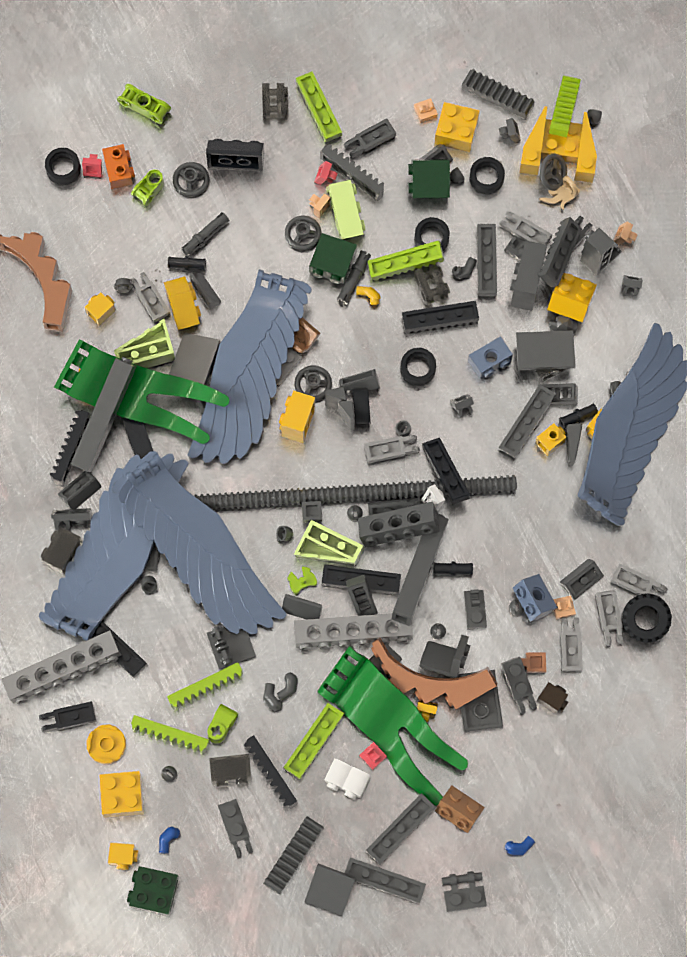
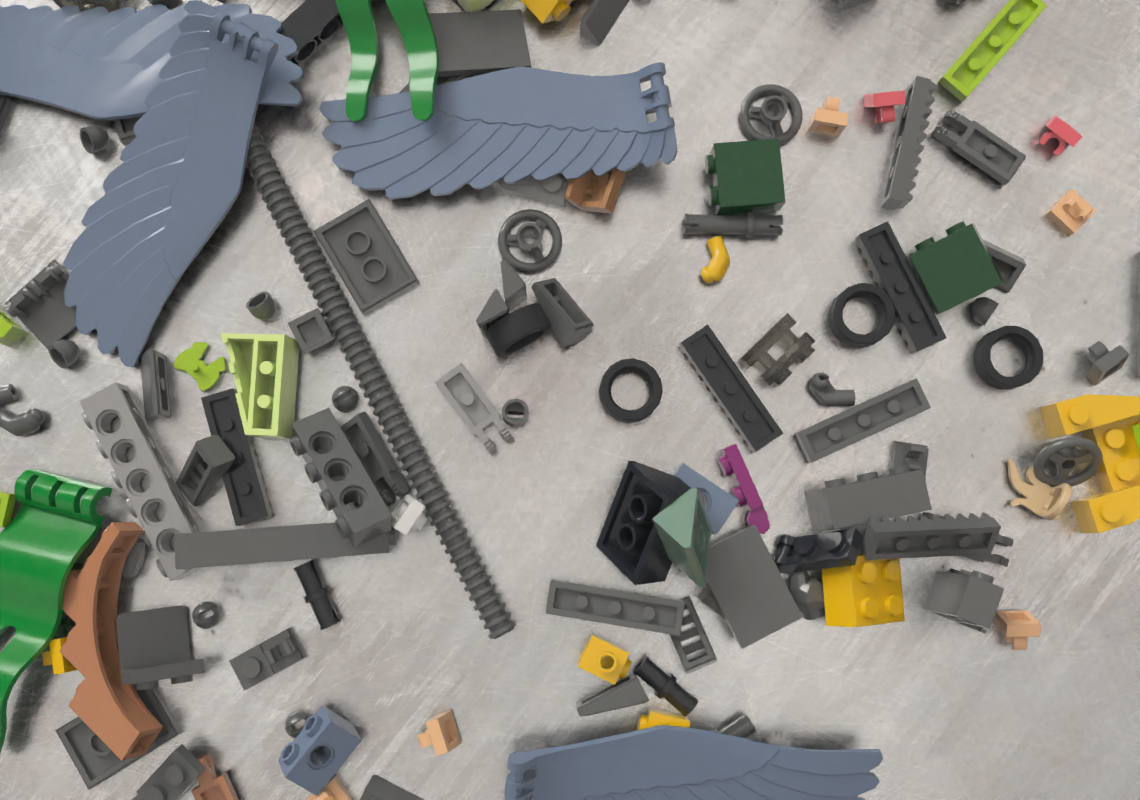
camera: 60 degrees right, 10 degrees up
(260, 649) = (64, 352): none -> dark grey hinge
(282, 470) = (366, 256): none -> dark grey tile
(298, 416) = (453, 238): yellow brick -> none
(346, 209) = (838, 159): yellowish green wedge -> none
(382, 94) = (1062, 132): none -> coral tile
(406, 260) = (797, 292): lime gear -> none
(420, 209) = (898, 280): none -> black gear
(446, 471) = (469, 513): black tile -> none
(457, 127) = (1068, 272): yellow brick -> none
(462, 402) = (600, 487): dark grey tile -> none
(483, 332) = (745, 490): none -> magenta hinge
(491, 385) = (629, 532): none -> black slope
(507, 366) = (686, 535): none -> sand green slope
(525, 229) = (944, 462): light grey hinge -> none
(543, 308) = (817, 551): none -> black plate
(553, 535) = (440, 733): none -> light nougat tile
(632, 282) = (938, 676): dark grey tile -> none

